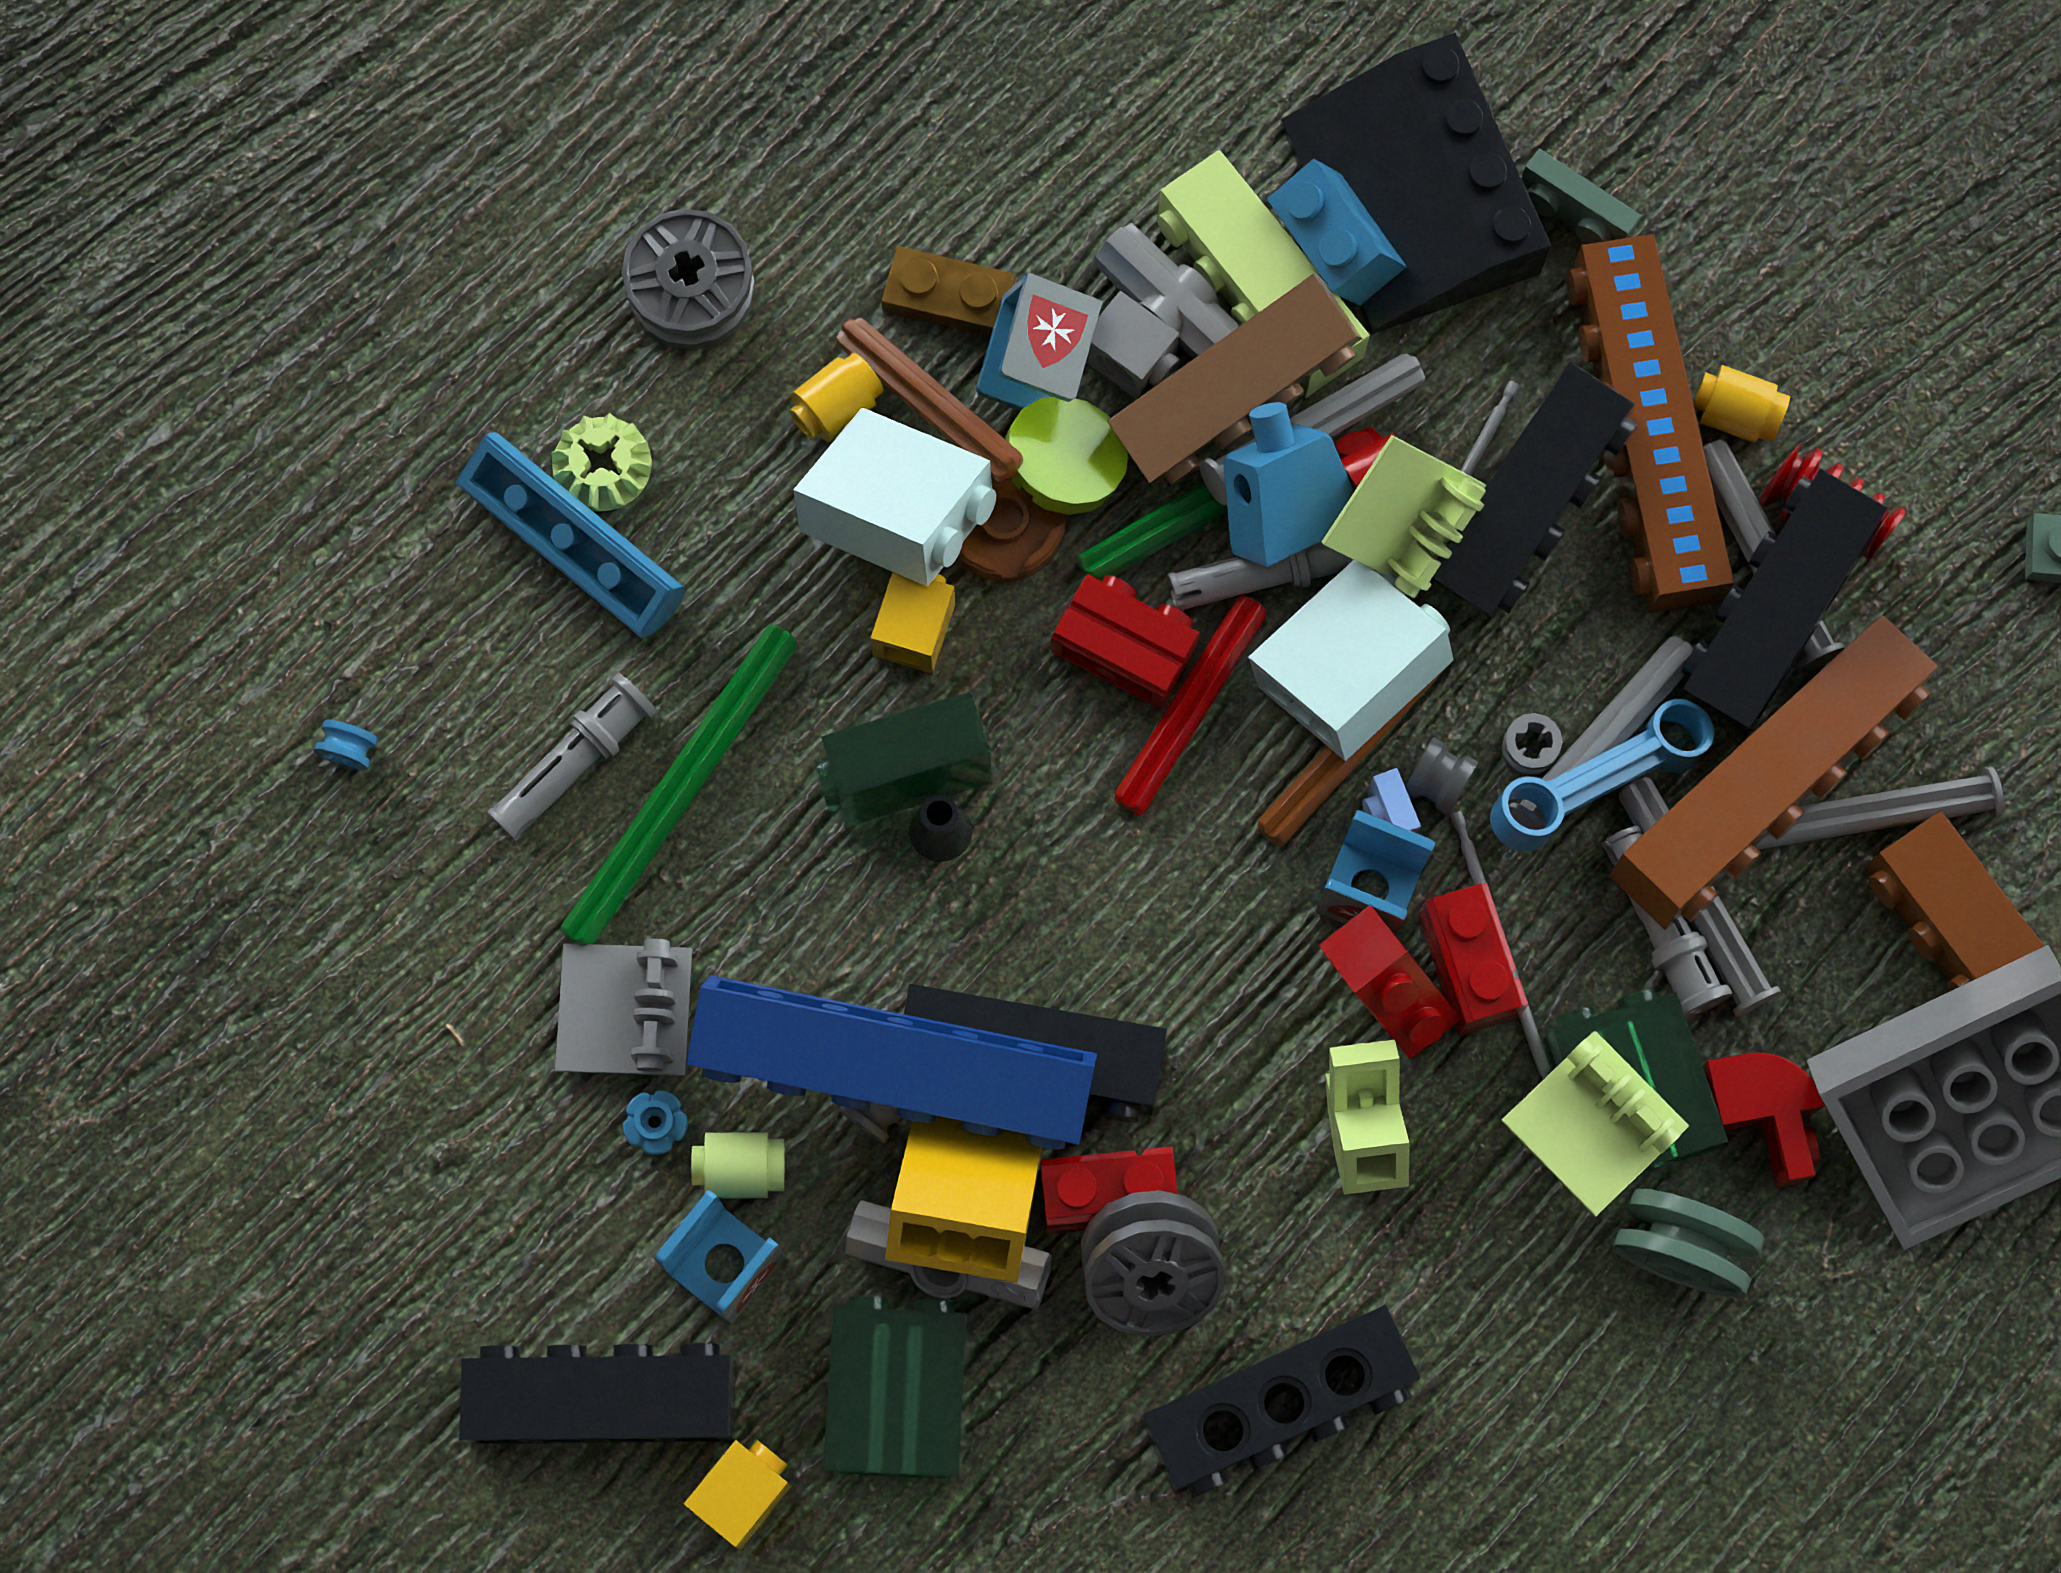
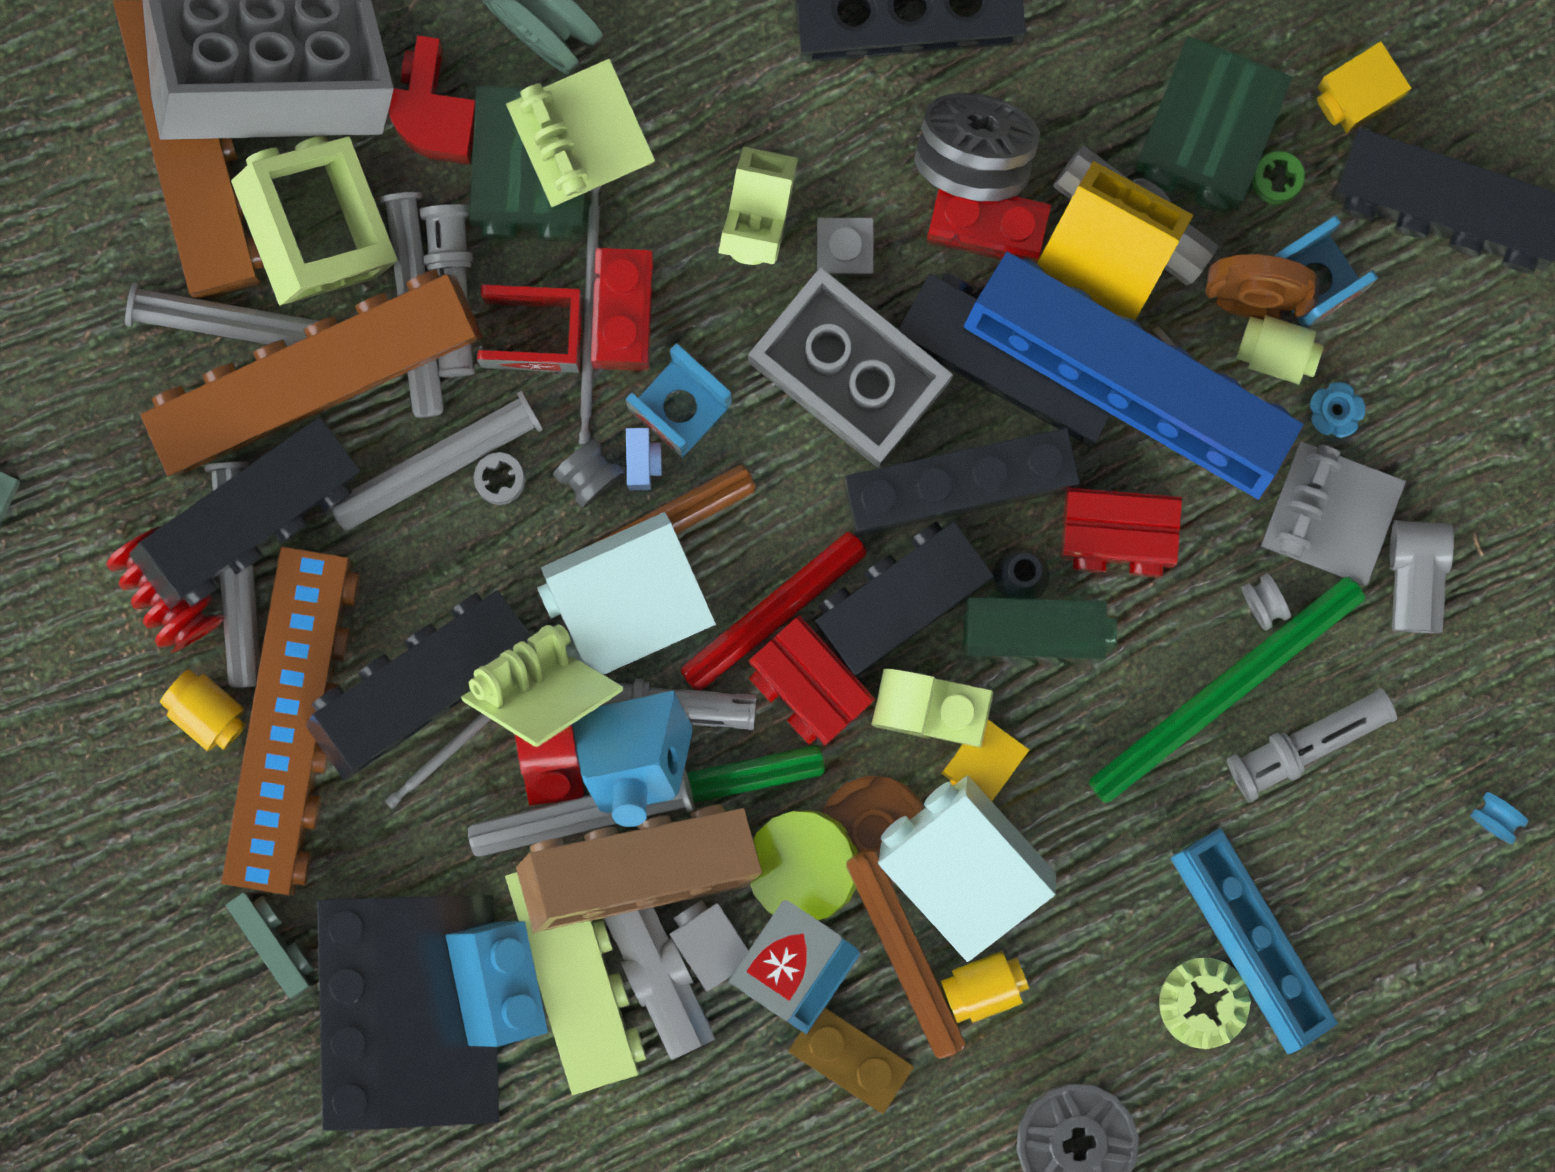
camera: 160 degrees left, 10 degrees up
(511, 985) = (1421, 559): none -> light grey piece
(667, 886) = (1266, 601): none -> light grey bush
(781, 1216) = (1262, 286): none -> dark orange tile
(788, 1375) = (1293, 170): none -> bright green bush
(849, 907) = (1121, 530): none -> red brick
(999, 644) = (932, 708): none -> yellowish green brick
(1040, 897) = (961, 482): none -> black brick
(1059, 758) = (902, 597): none -> black brick
(1204, 975) = (849, 367): none -> light grey brick
(1256, 1118) = (845, 246): none -> light grey plate
(1389, 982) = (702, 303): red brick -> none
(1523, 945) = (536, 297): none -> red piece
(1602, 774) = (454, 424): dark azure piece -> none
(1873, 1010) = (274, 238): none -> yellowish green window

